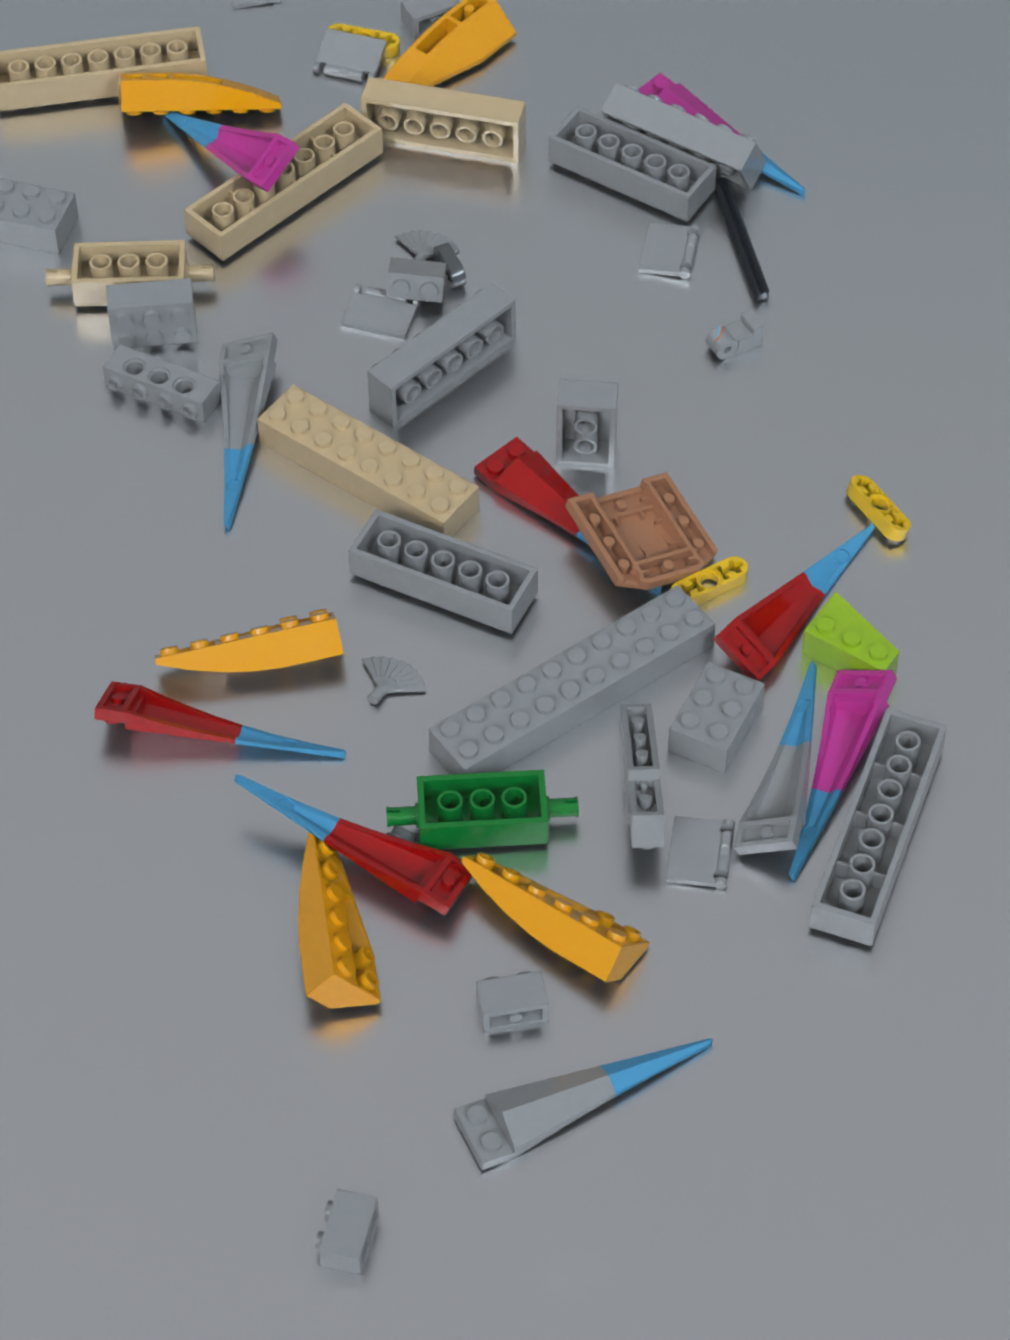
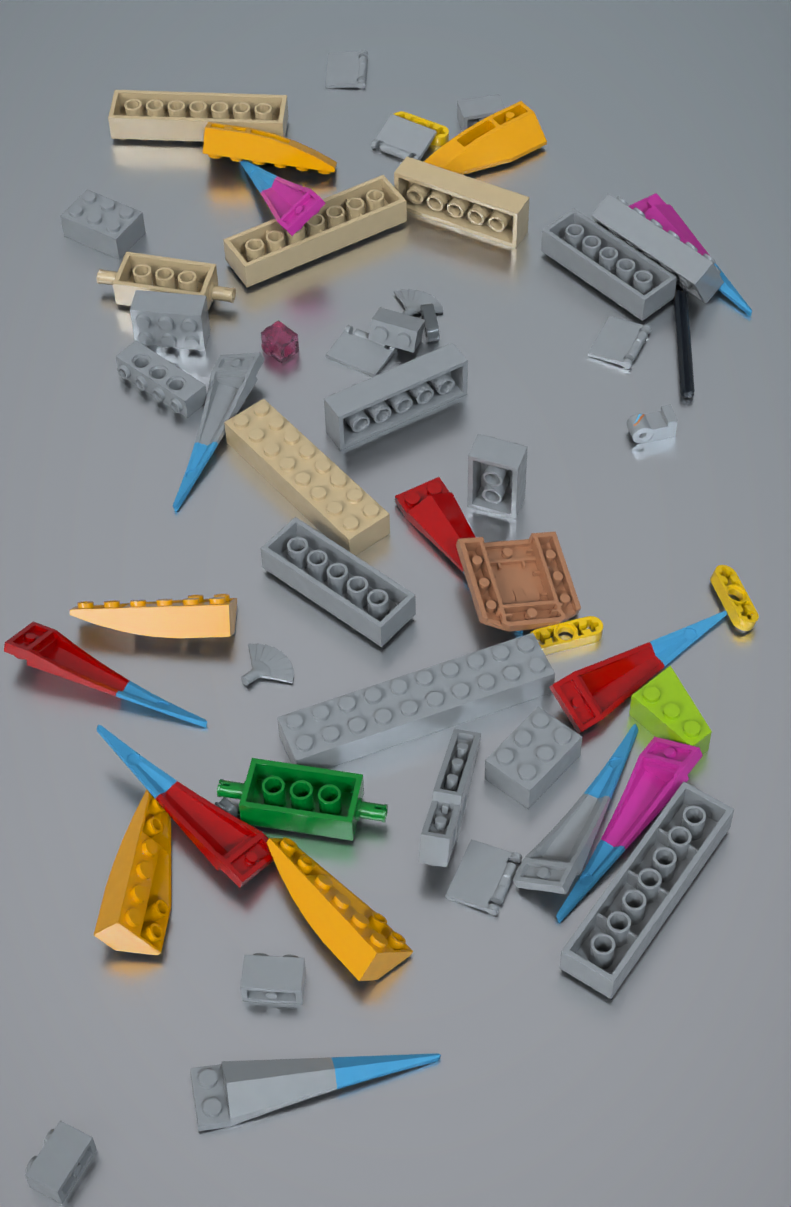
camera: 15 degrees right, 0 degrees up
(284, 316) = (279, 341): none -> clear pink brick

